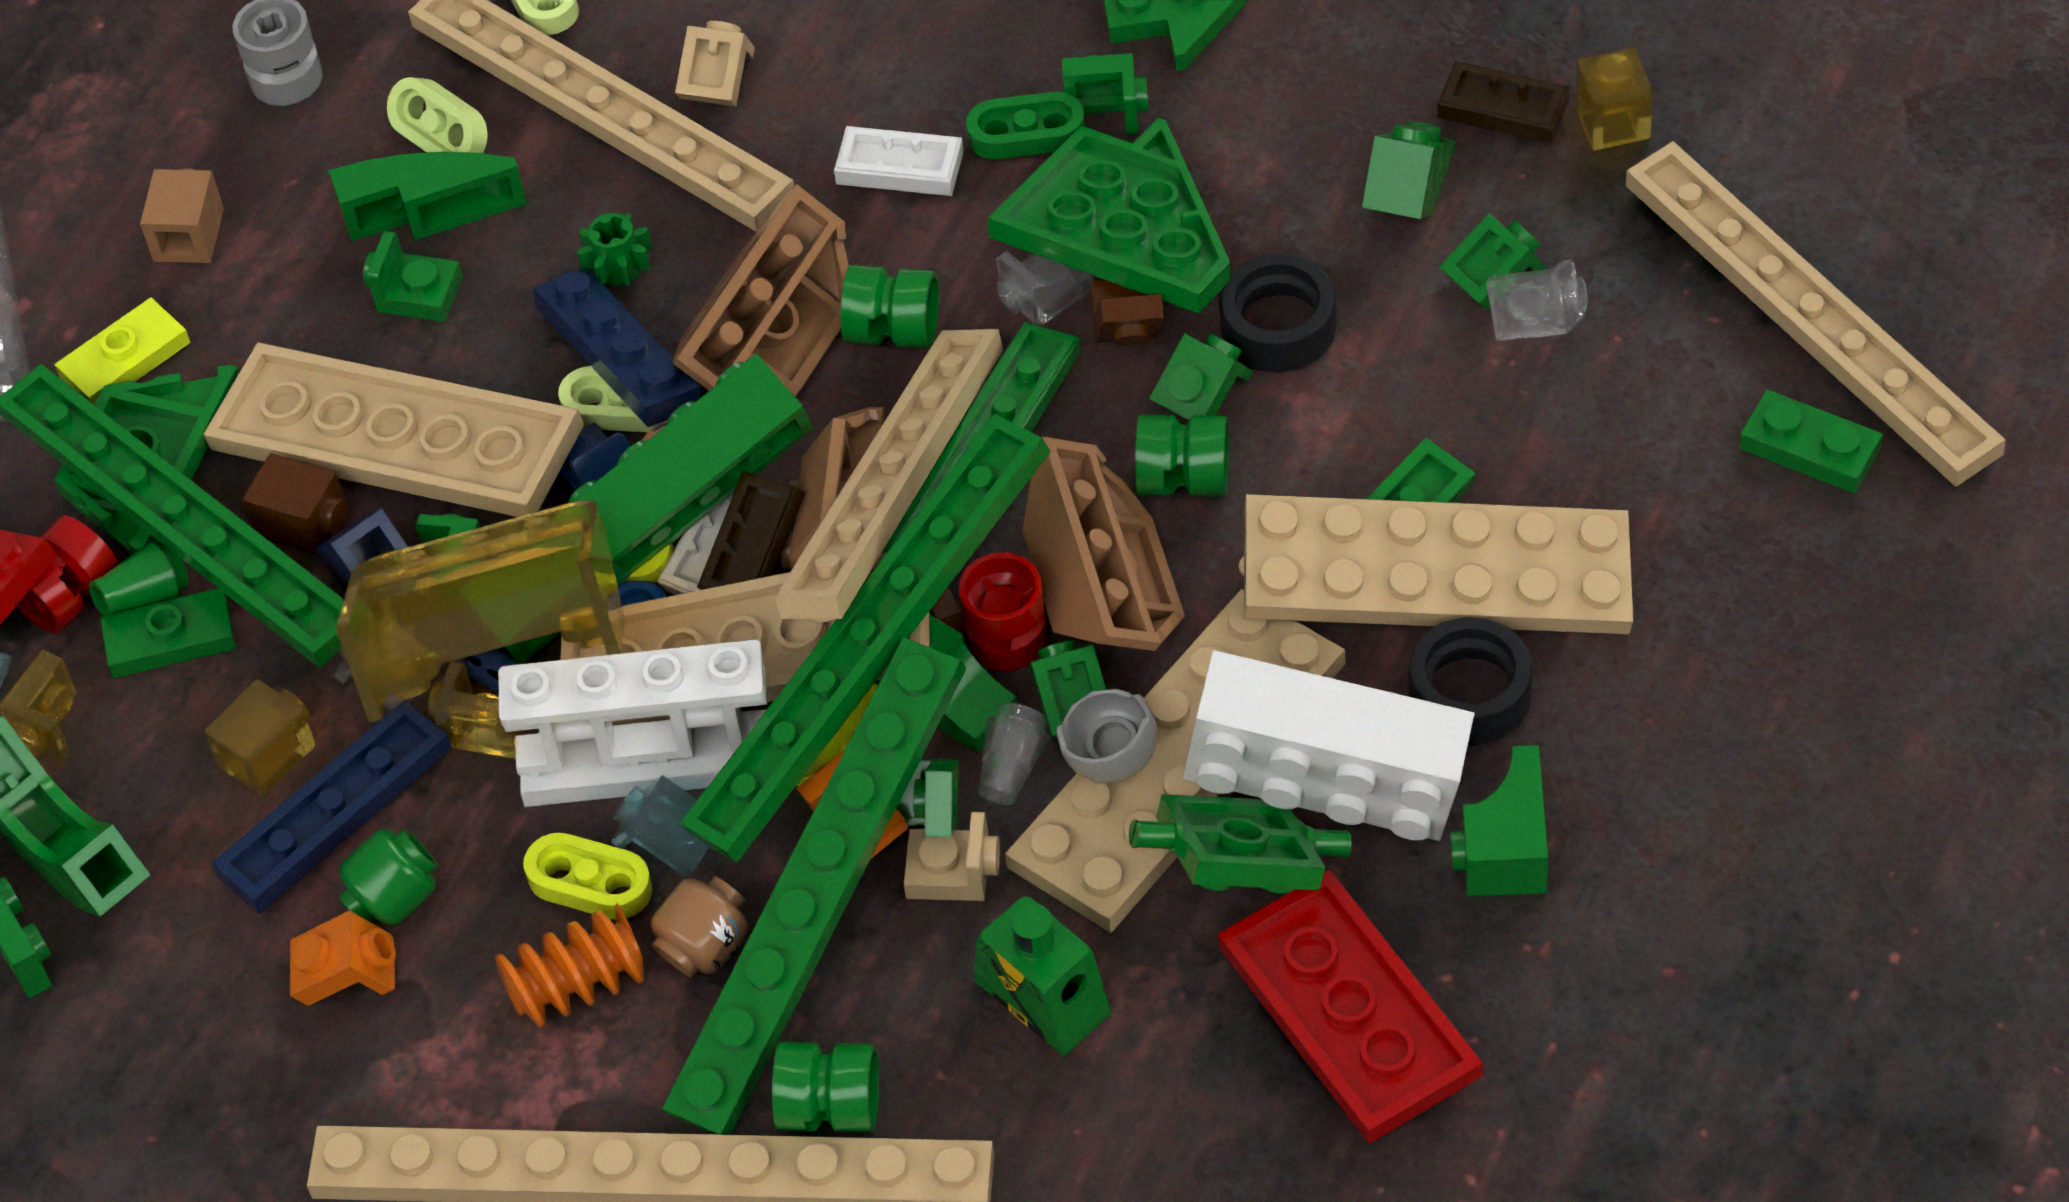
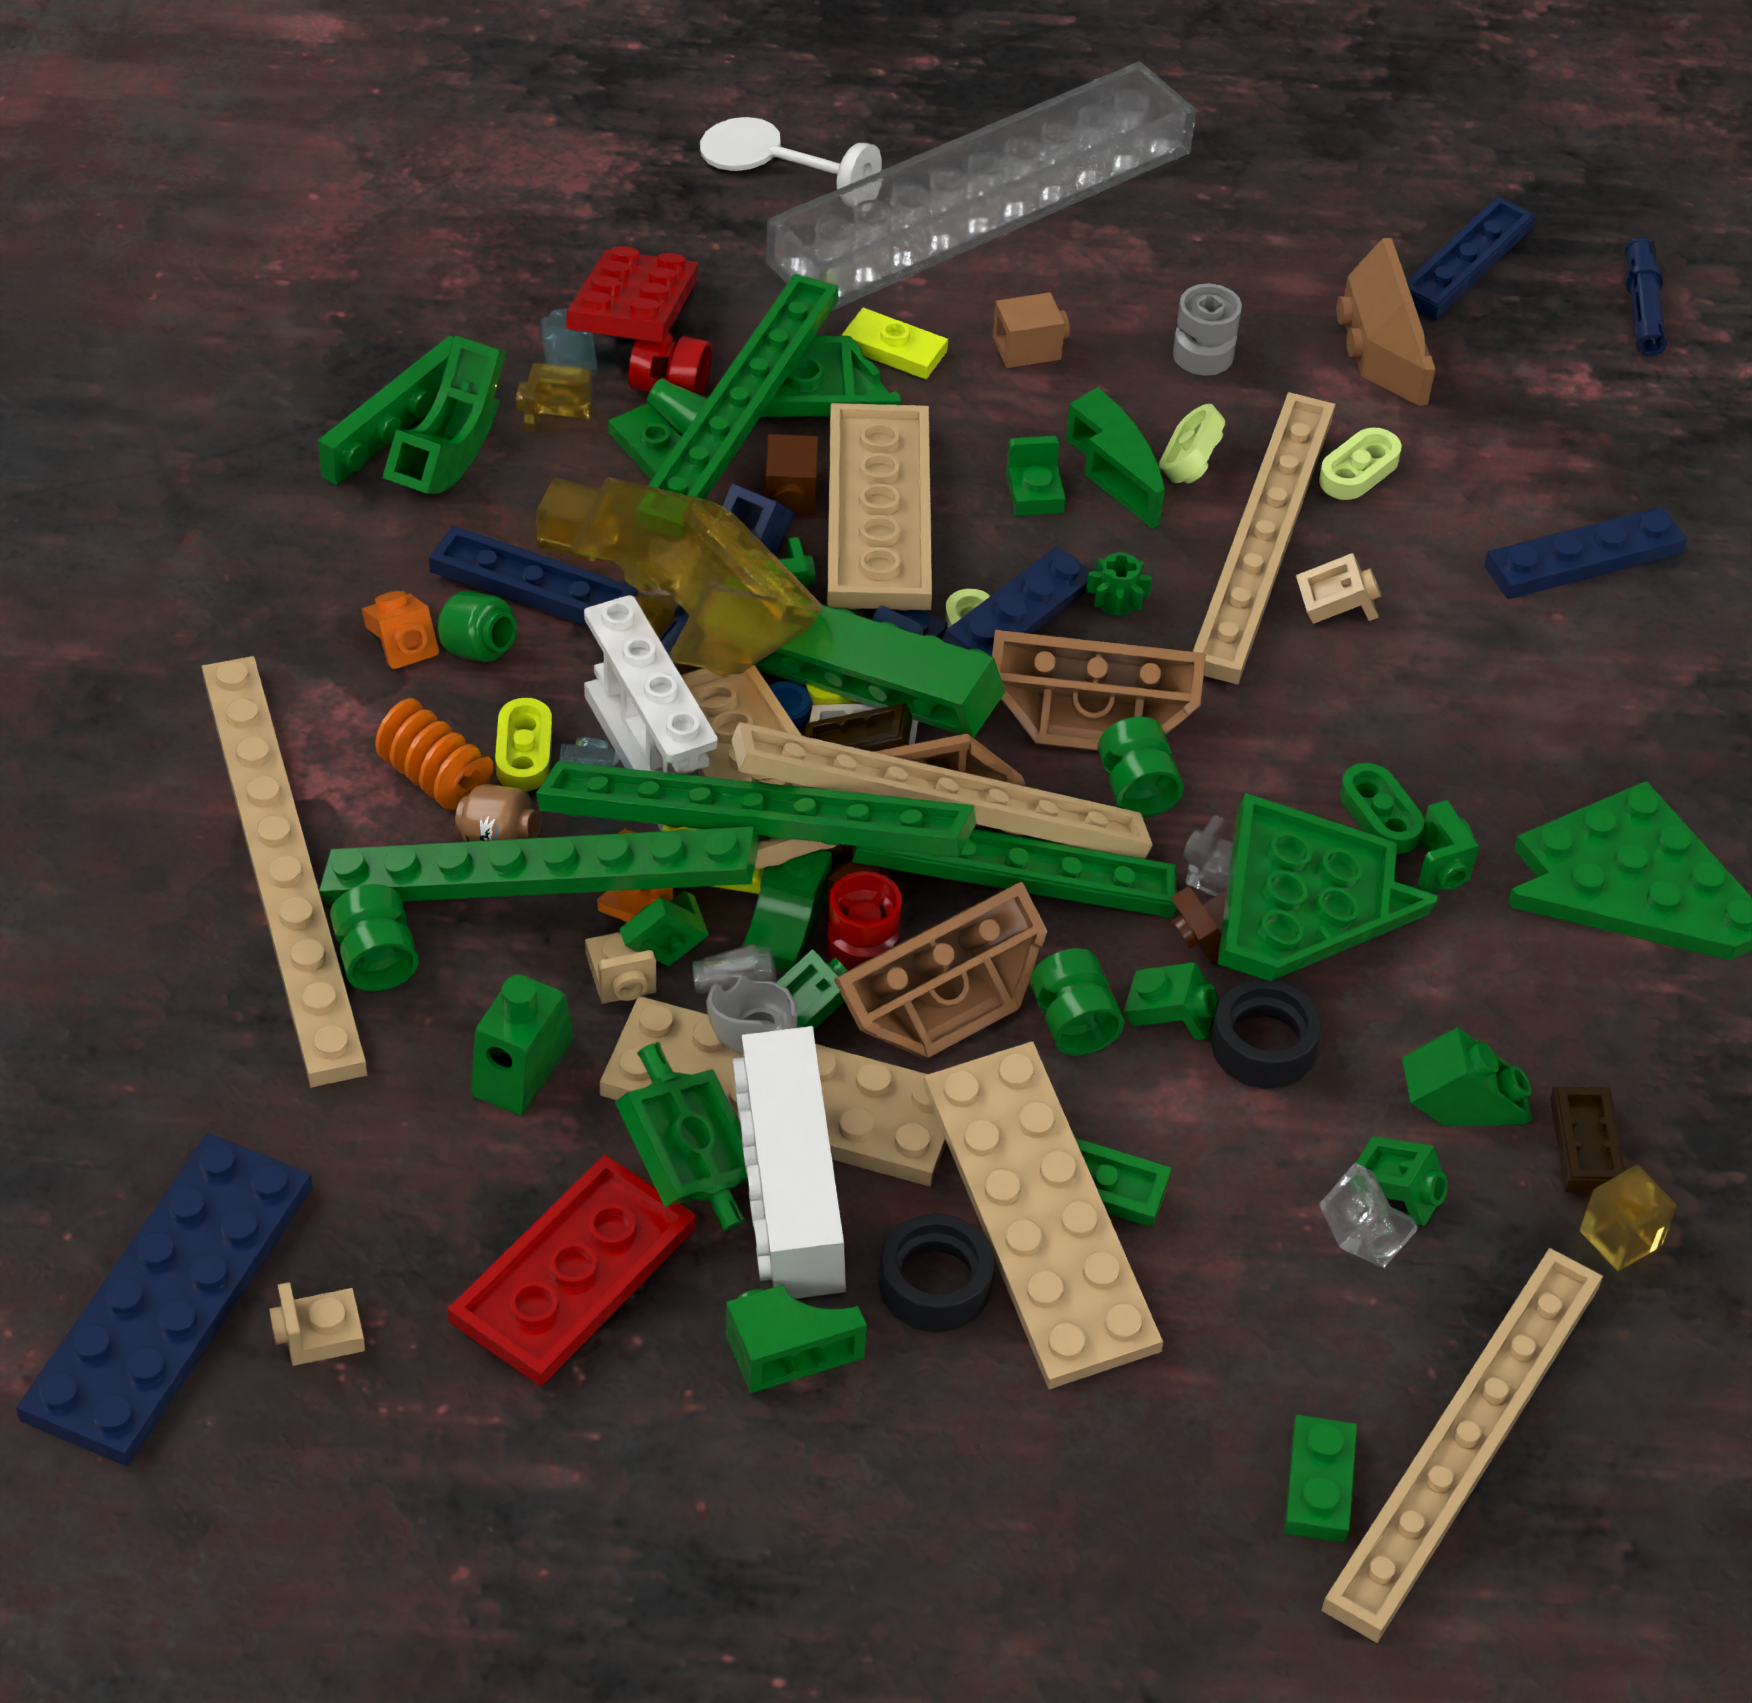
camera: 60 degrees right, 5 degrees down
(899, 161) = (1302, 736): white plate -> none

